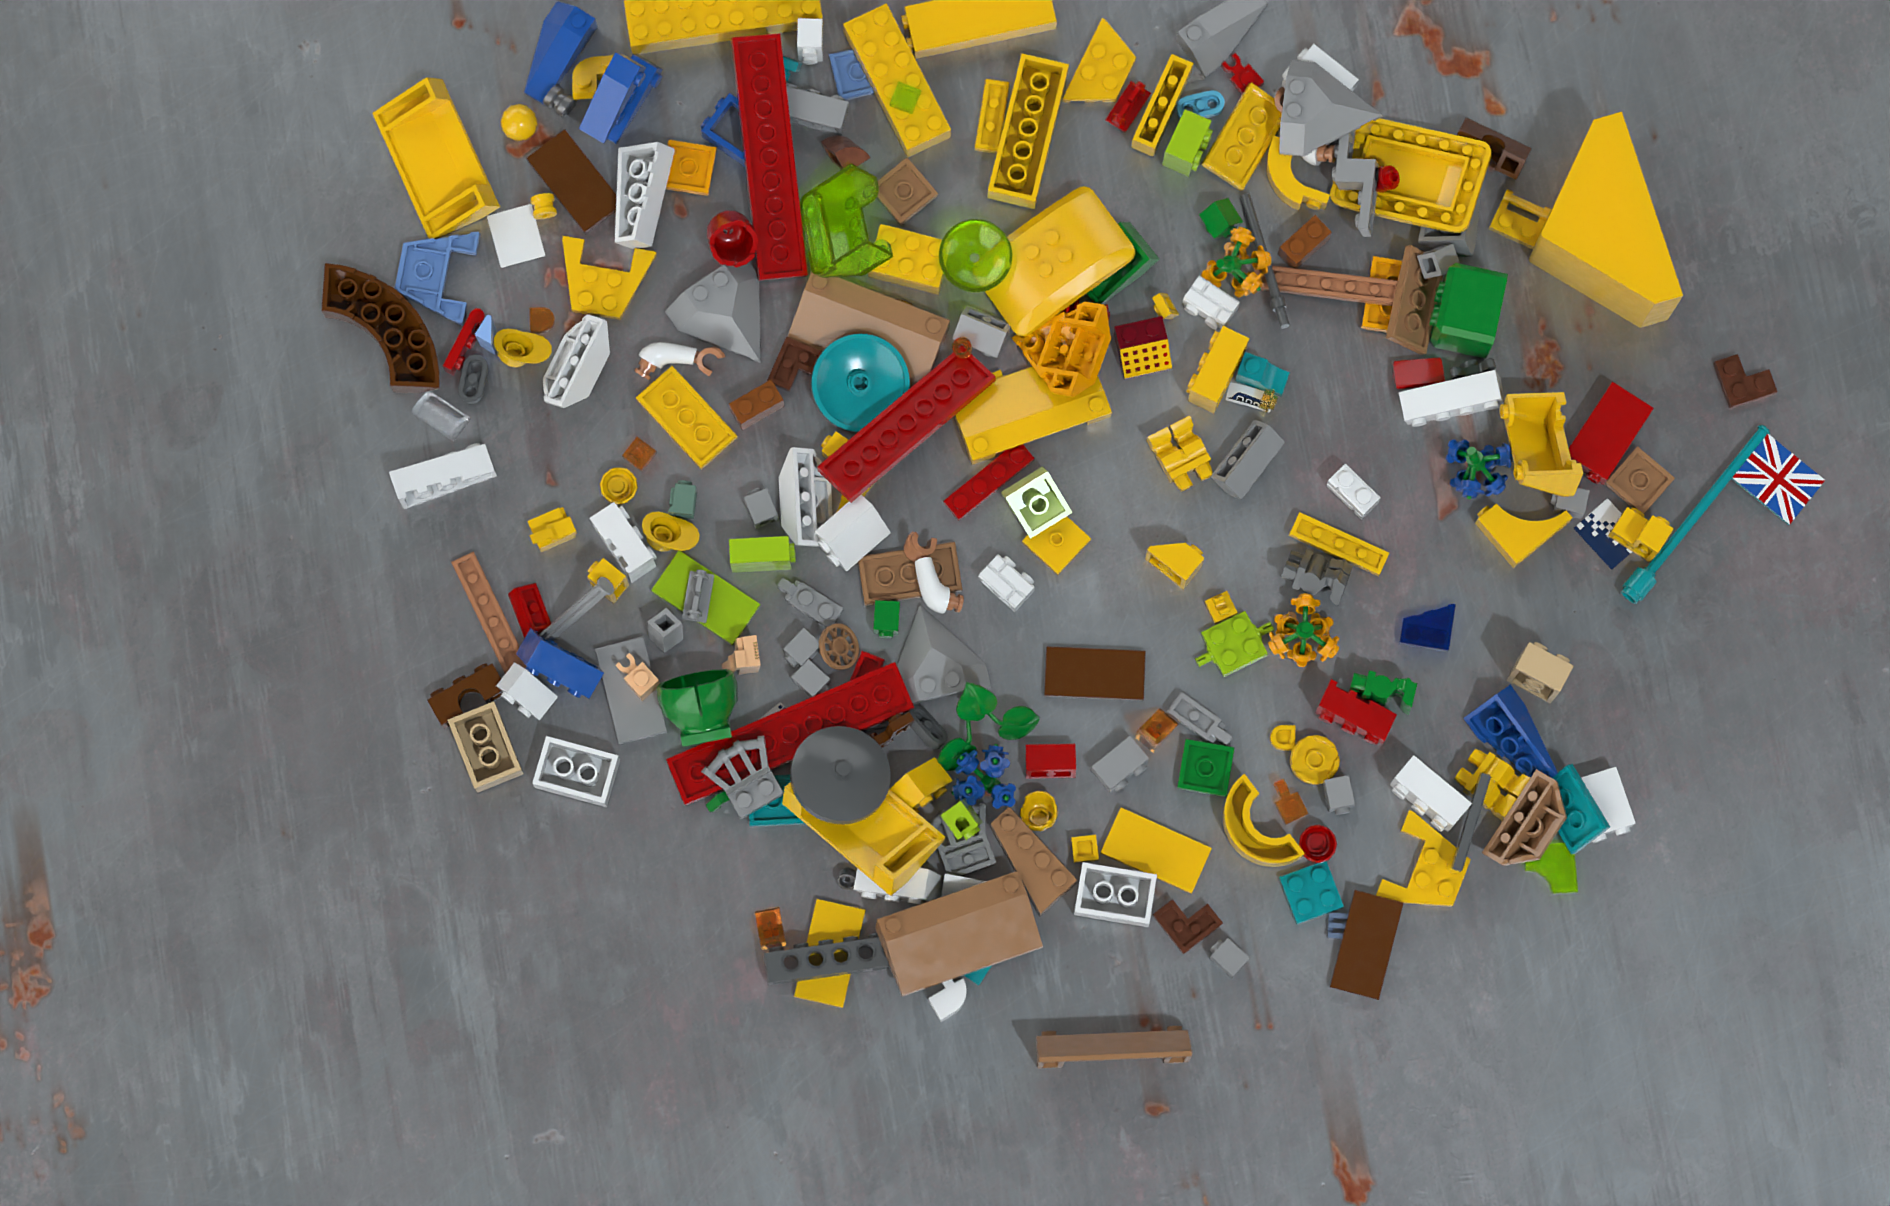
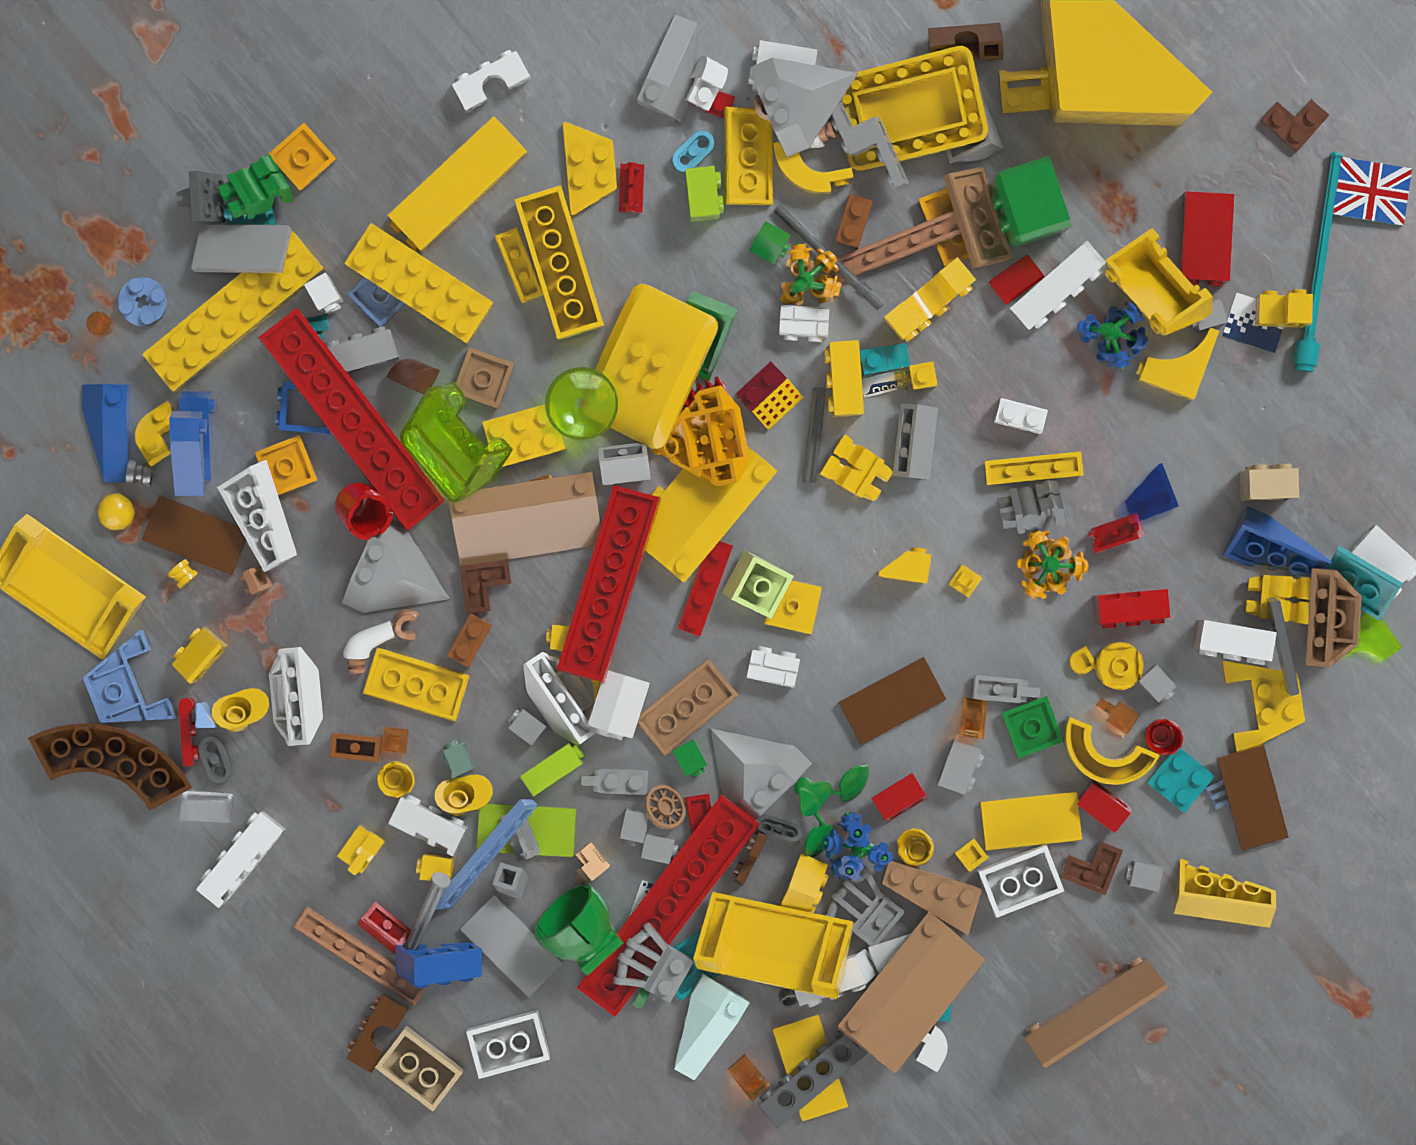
camera: 30 degrees left, 10 degrees up
(515, 281) = (198, 655): none -> yellow slope
(516, 235) = (174, 612): white sticker -> none
(526, 691) = (429, 1003): white brick -> none
(541, 320) = (241, 673): clear orange tile -> none
(599, 289) = (276, 616): yellow wing -> none
(601, 437) = (356, 747): none -> dark orange brick
(603, 248) = (256, 580): none -> nougat tile
(639, 678) = (515, 935): light nougat brick -> none
(657, 591) = (486, 853): none -> medium blue tile
(764, 856) = (709, 1020): none -> light aqua wedge
(840, 775) = (734, 920): dark grey dish -> none
(858, 380) = (545, 569): teal dish -> none
(905, 98) = (438, 299): clear neon green tile -> none
(933, 592) = (716, 714): piece -> none
(962, 820) = (858, 898): lime brick -> none
(967, 345) = (615, 494): clear orange hinge -> none
(1162, 105) = (661, 171): yellow brick -> none
(1162, 405) = (814, 435): none -> dark grey axle
(1164, 306) = (766, 348): yellow plate -> none
(1228, 874) = (1104, 806): none -> red hinge
(1234, 644) = (994, 606): lime plate -> none
(1245, 53) = (708, 78): none -> white brick
(1287, 408) = (922, 376): none -> yellow brick
(1287, 1017) = (1221, 897): none -> yellow wedge
(1332, 347) = (930, 300): none -> yellow brick
(1379, 641) = (1116, 533): none -> red hinge
(1381, 689) = (1145, 575): green hips -> none
(1387, 178) = (893, 125): red plate -> none
(1437, 260) = (979, 173): light grey brick -> none
(1472, 367) = (1060, 250): dark grey piece -> none
(1639, 480) = (1256, 262): medium nougat plate -> none

